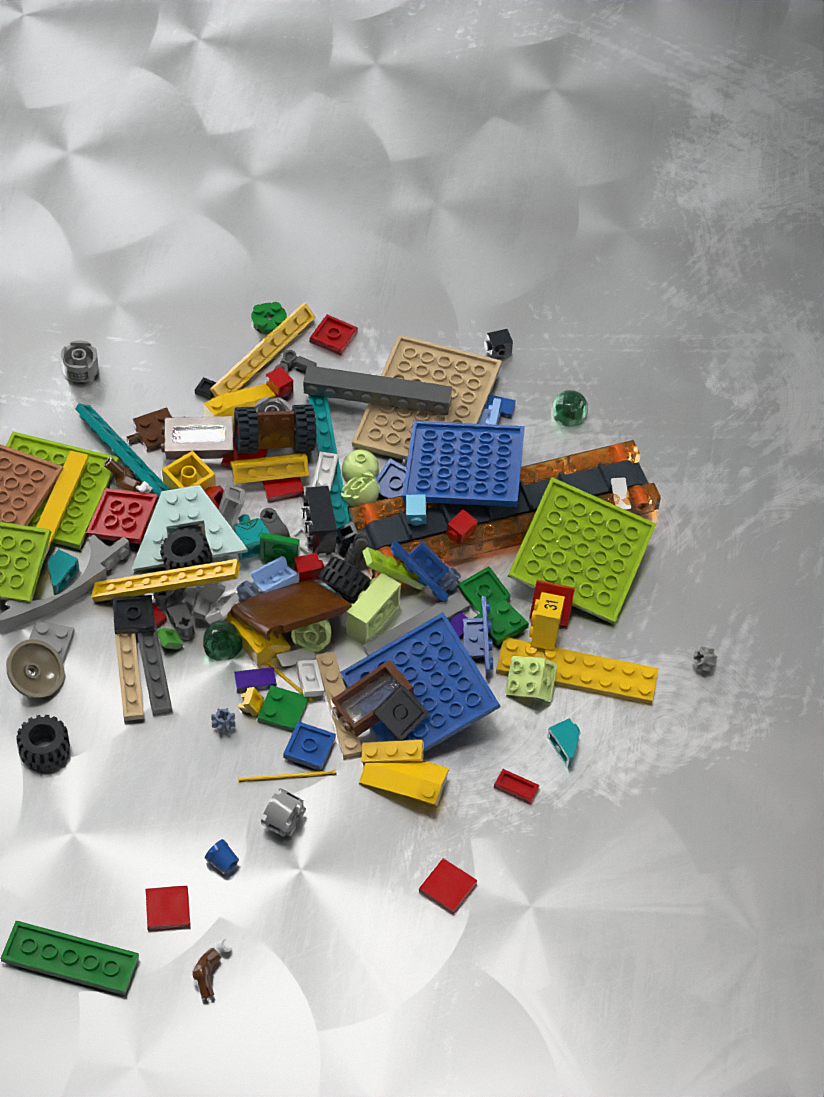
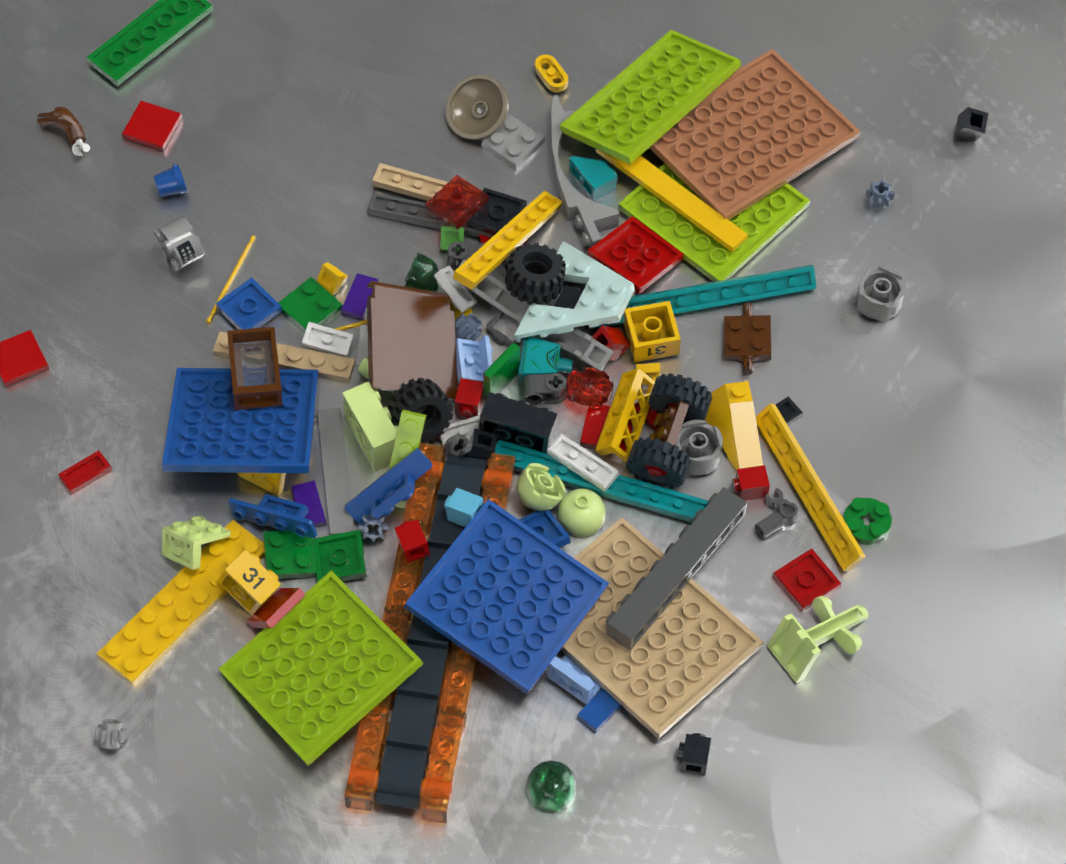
camera: 120 degrees right, 5 degrees up
(39, 729) = (388, 74): black tyre -> none
(125, 478) = (684, 277): reddish brown arm -> none
(141, 638) = (457, 202): none -> clear red plate
(204, 435) = (705, 351): piece -> none
(222, 473) = (649, 369): none -> yellow tile
(223, 720) = (324, 244): sand blue gear -> none
(240, 577) = (497, 335): none -> dark grey piece
(266, 495) = (578, 390): none -> clear red plate
(392, 751) = (188, 369): yellow plate -> none
(394, 313) = (799, 648): none -> yellowish green piece
(400, 712) = (216, 379): black tile -> none
(411, 780) = (139, 375): yellow wedge -> none
(564, 739) = (101, 538): teal slope -> none
(620, 488) = (379, 751): white sticker -> none

